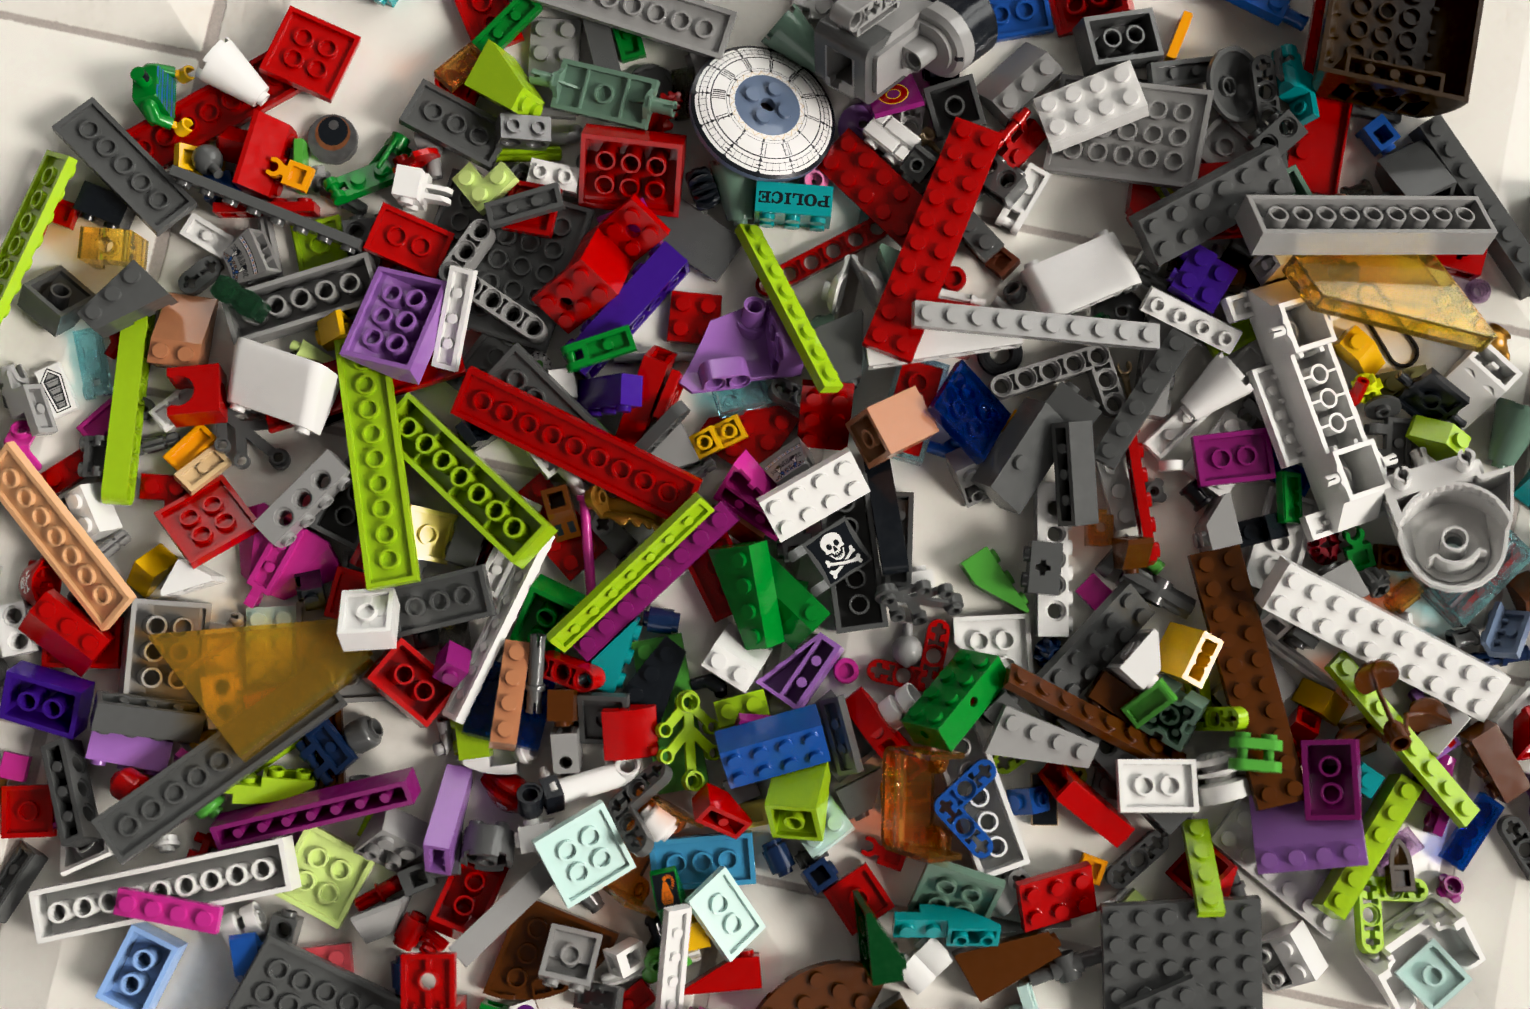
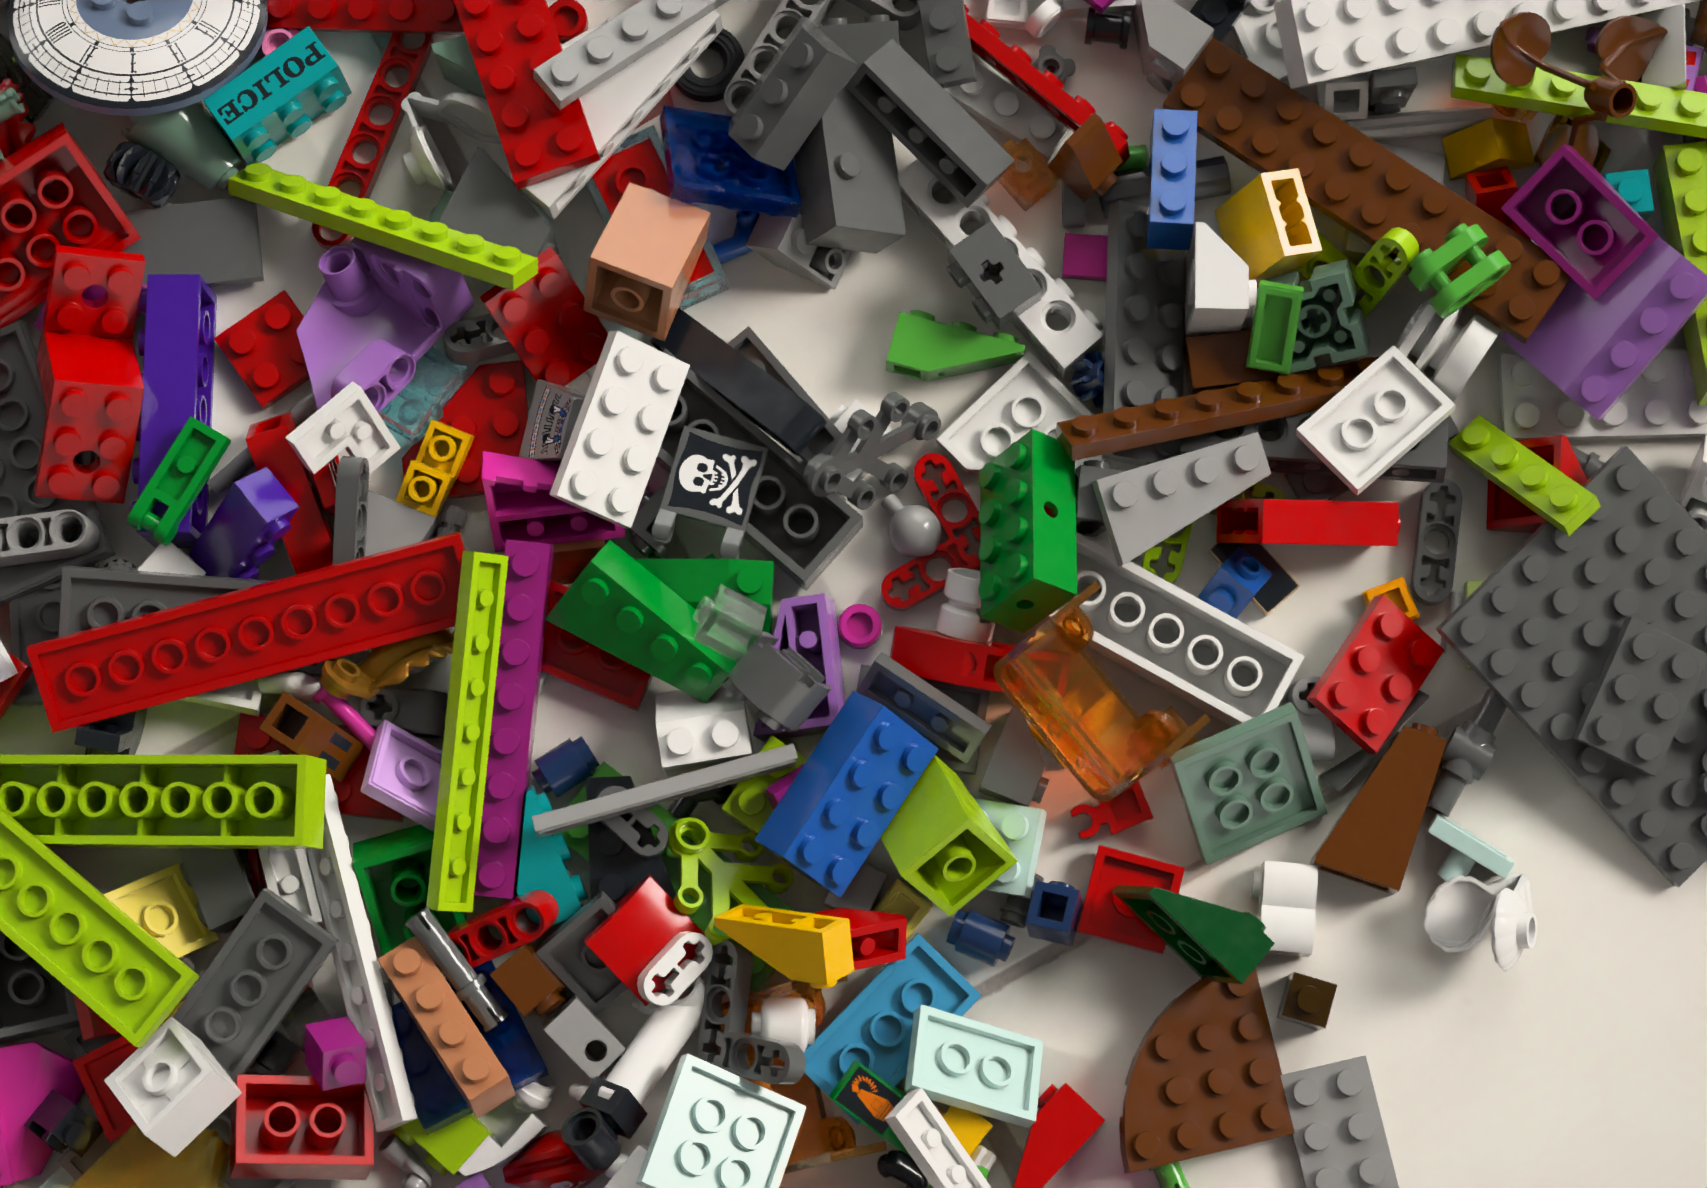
camera: 35 degrees left, 5 degrees down
(587, 565) = (404, 774): none -> lavender tile
(631, 756) = (682, 975): none -> white beam
(661, 674) = (629, 835): none -> dark grey beam
(690, 792) = (793, 942): none -> yellow slope
(691, 385) = (343, 423): none -> white plate
(693, 676) = (664, 790): none -> light grey tile
(784, 671) = (777, 683): none -> dark grey brick
(786, 625) = (728, 622): none -> clear brick
(954, 924) = (1275, 823): teal slope -> none
(958, 802) = (1145, 656): blue beam -> none
(1022, 407) = (791, 95): none -> dark grey slope
(1163, 595) = (1172, 179): none -> arch

